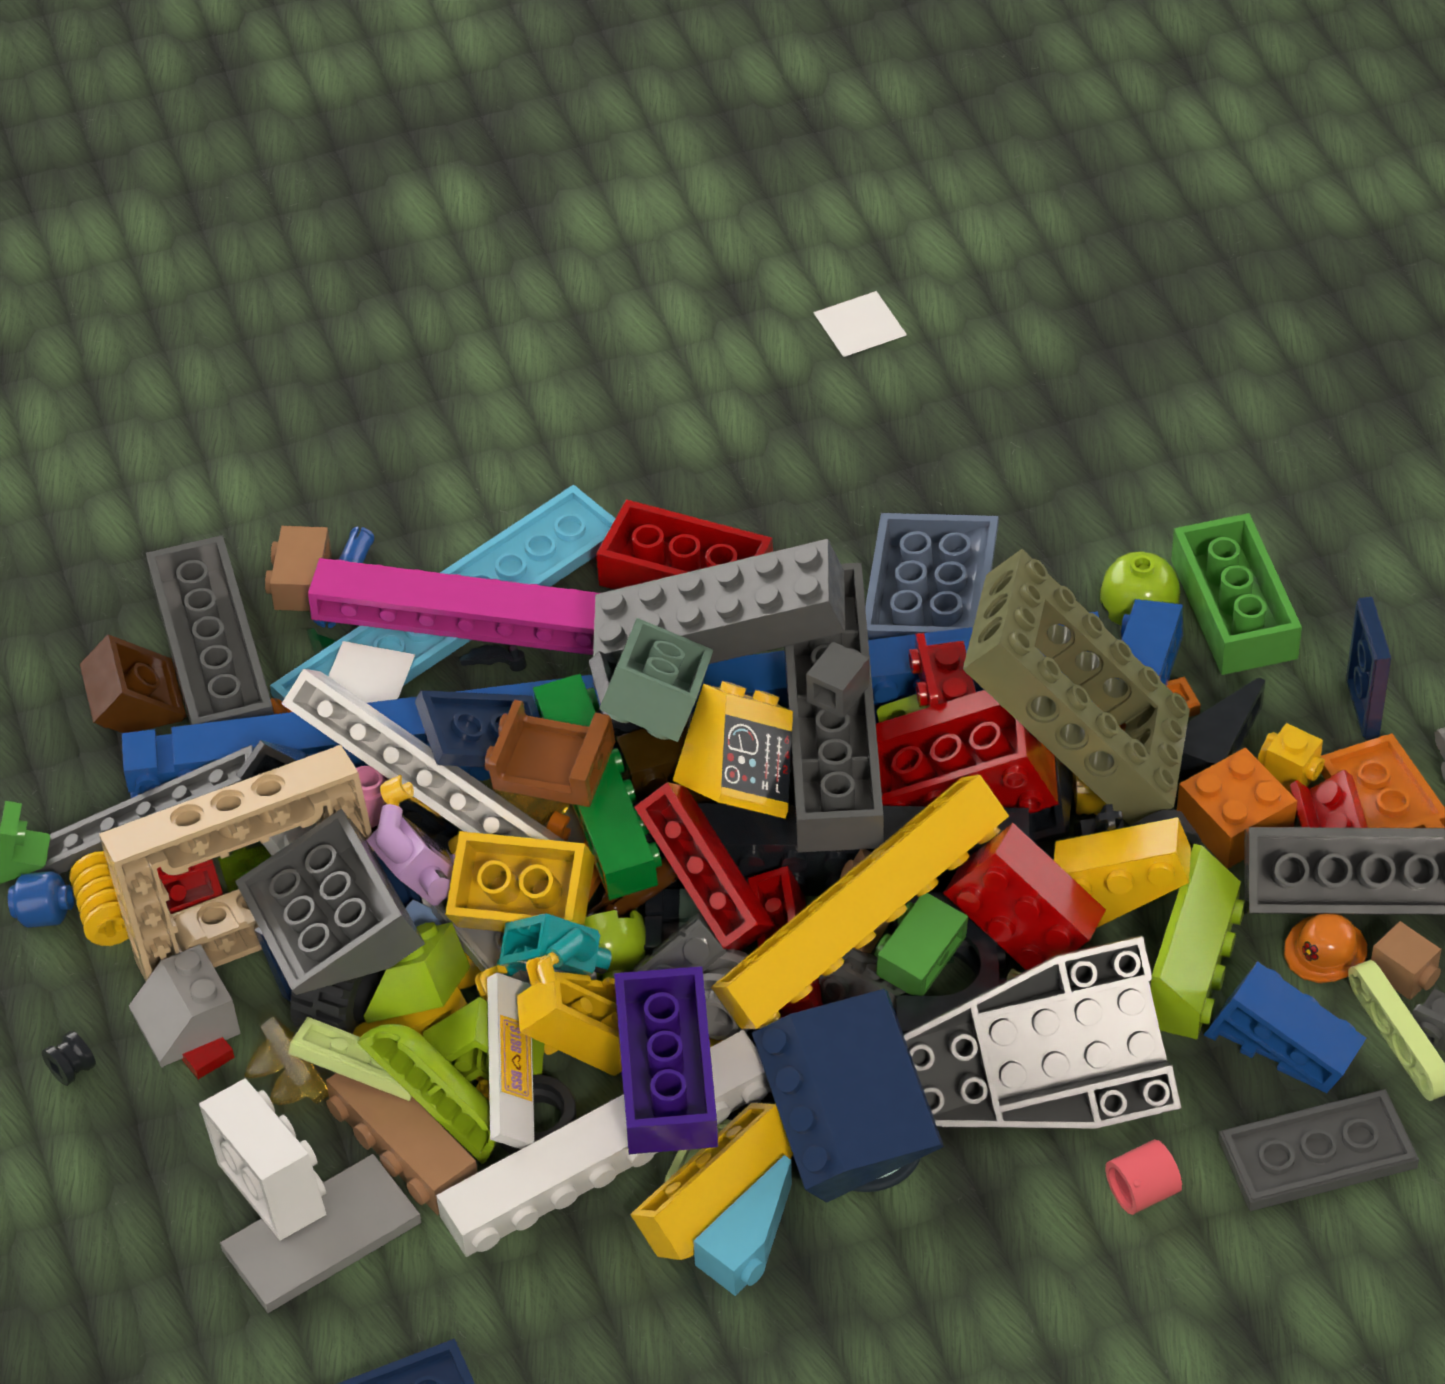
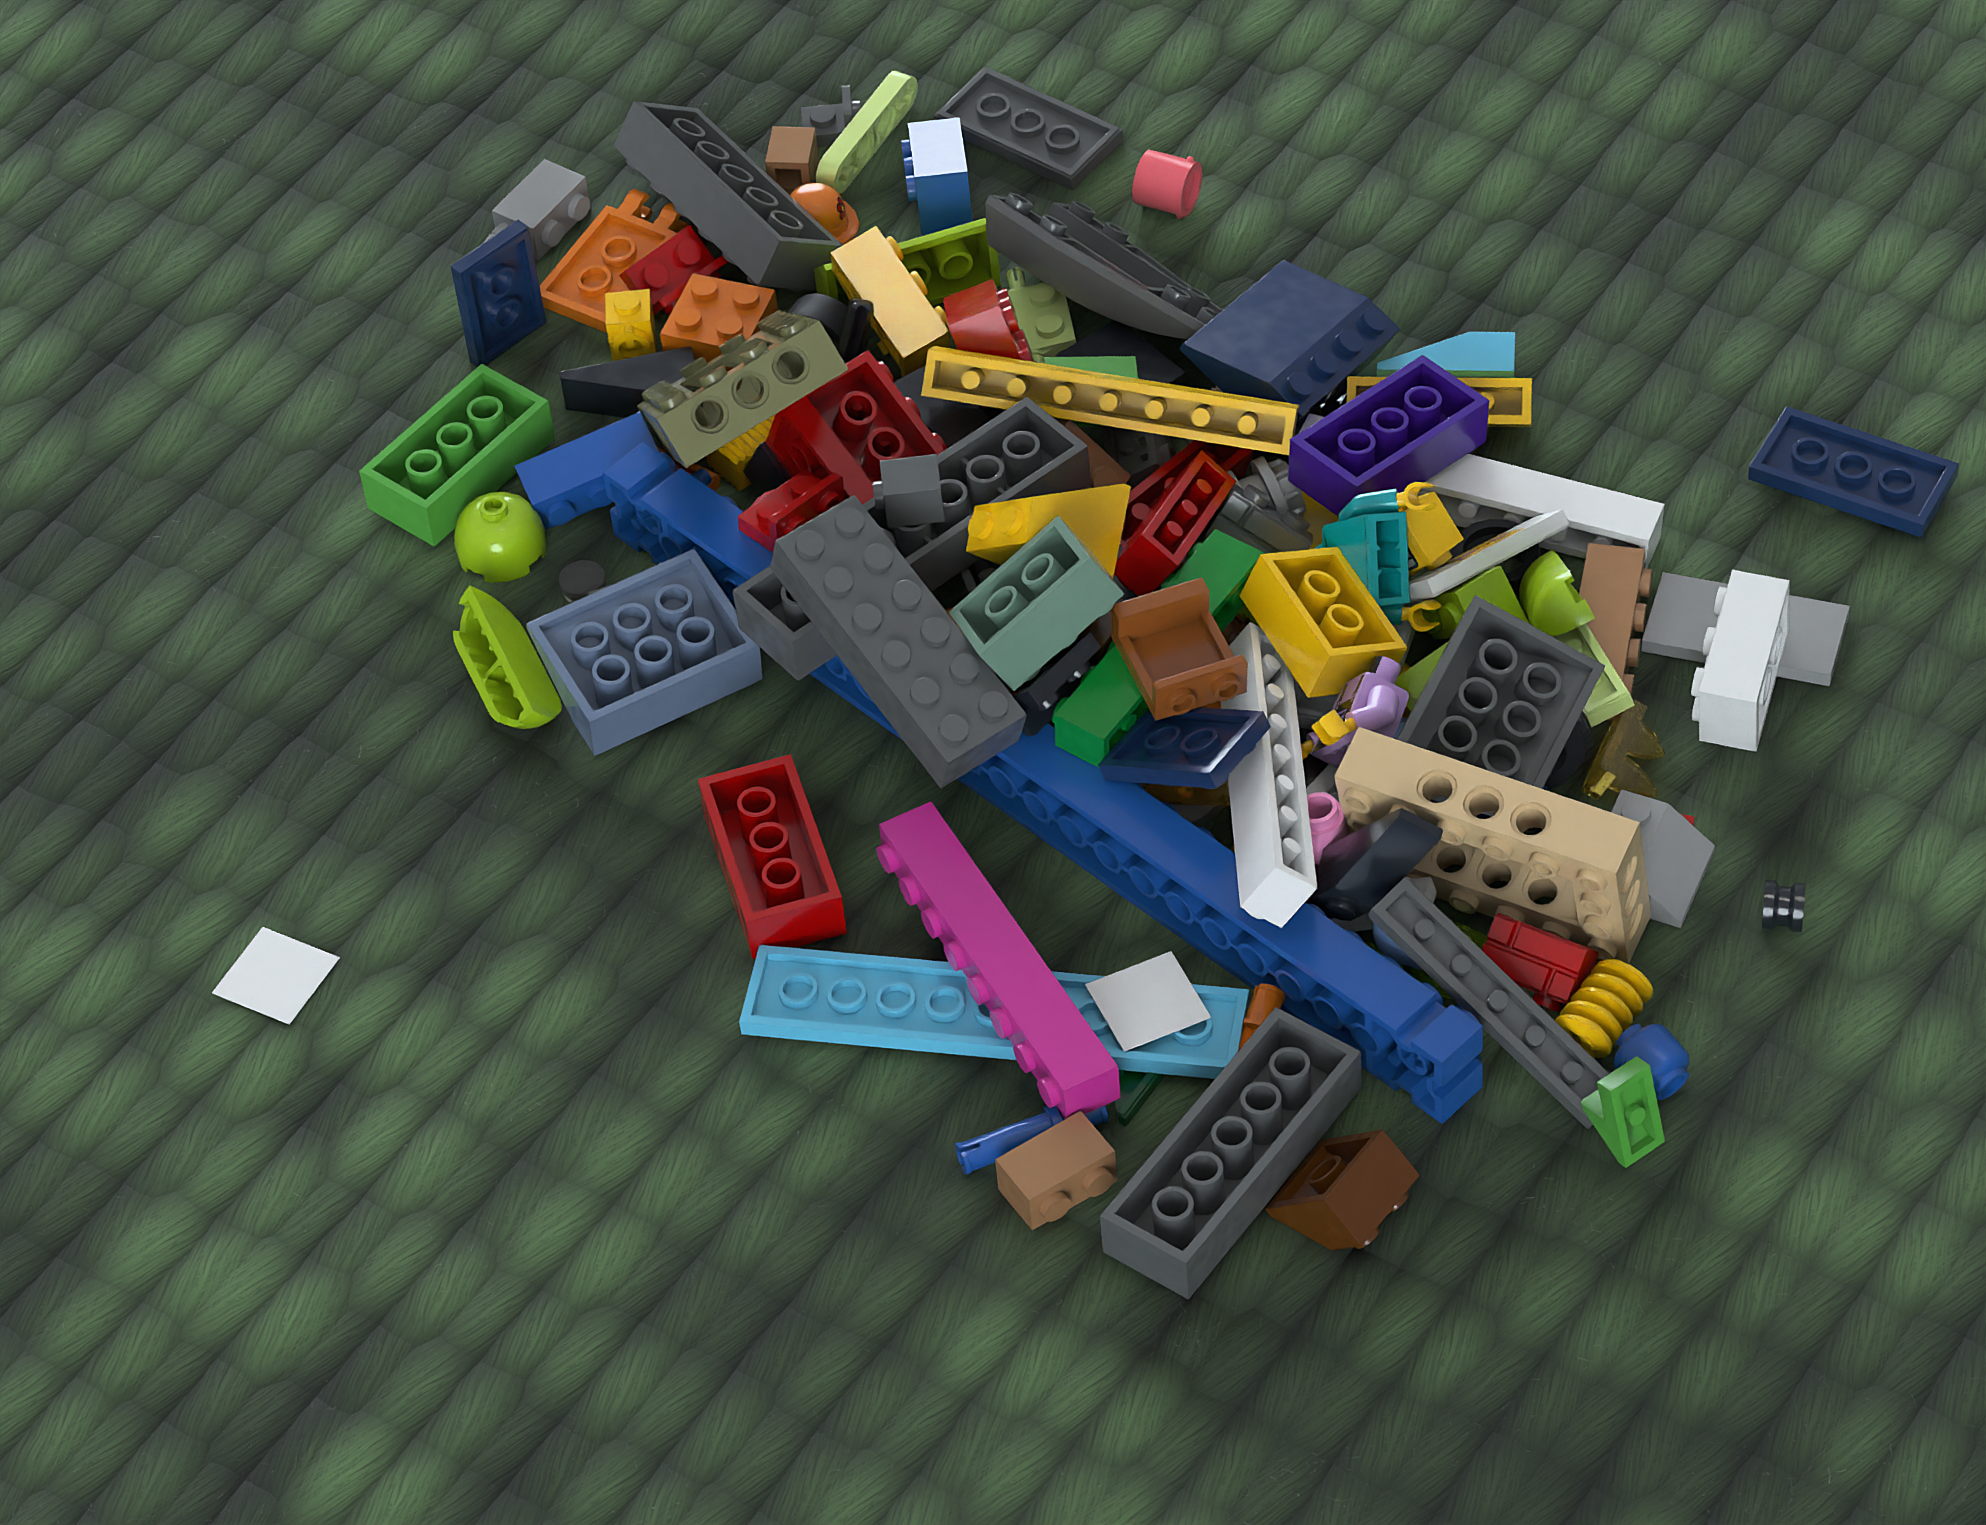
camera: 125 degrees left, 0 degrees up
(1039, 535) = (504, 663): none -> lime brick

